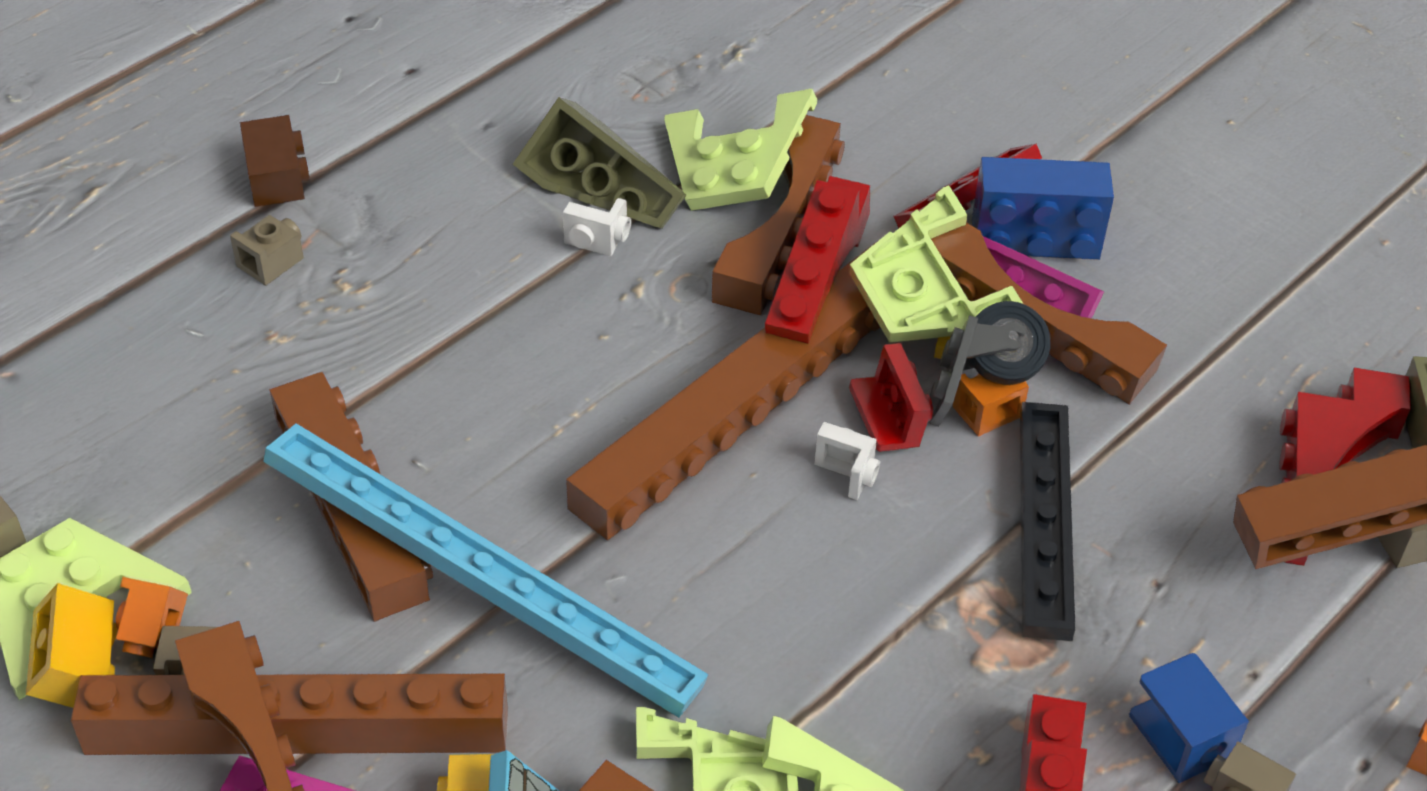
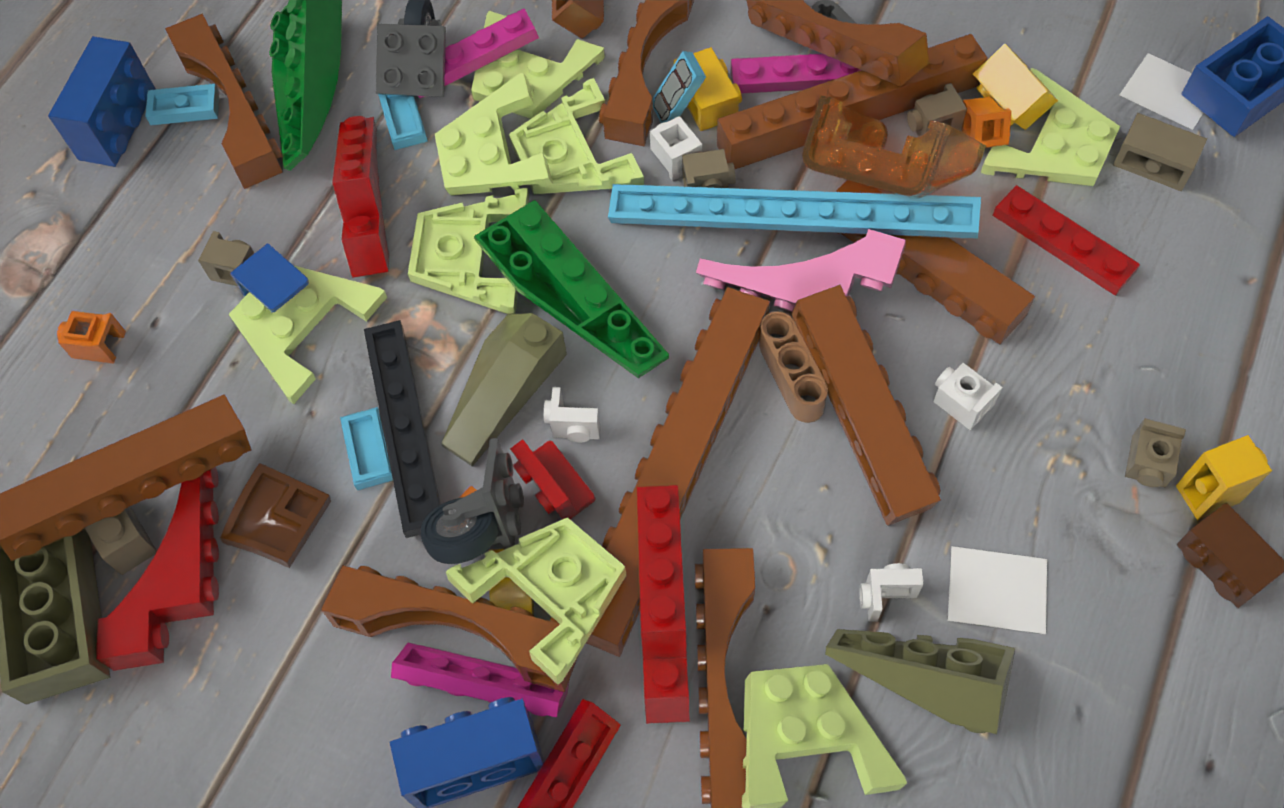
camera: 165 degrees right, 15 degrees up
(168, 475) = (1066, 240): none -> red plate
(231, 189) = (1223, 476): none -> yellow brick
(322, 558) = (853, 146): none -> clear orange windscreen
(407, 347) = (965, 394): none -> white brick
(492, 215) = (998, 590): none -> white sticker
(509, 497) = (869, 259): none -> bright pink arch
(524, 355) = (865, 405): none -> dark orange brick
(550, 684) = (707, 170): none -> dark tan brick
(571, 736) = (670, 142): none -> white brick
(573, 423) = (797, 382): none -> medium nougat beam
(807, 593) = (564, 284): none -> green wedge
(905, 533) = (503, 379): none -> olive wedge
(931, 710) = (452, 261): none -> yellowish green wing
(1095, 517) = (366, 448): none -> medium azure tile
(1128, 705) = (278, 333): none -> yellowish green wing
(1209, 468) = (274, 515): none -> reddish brown plate

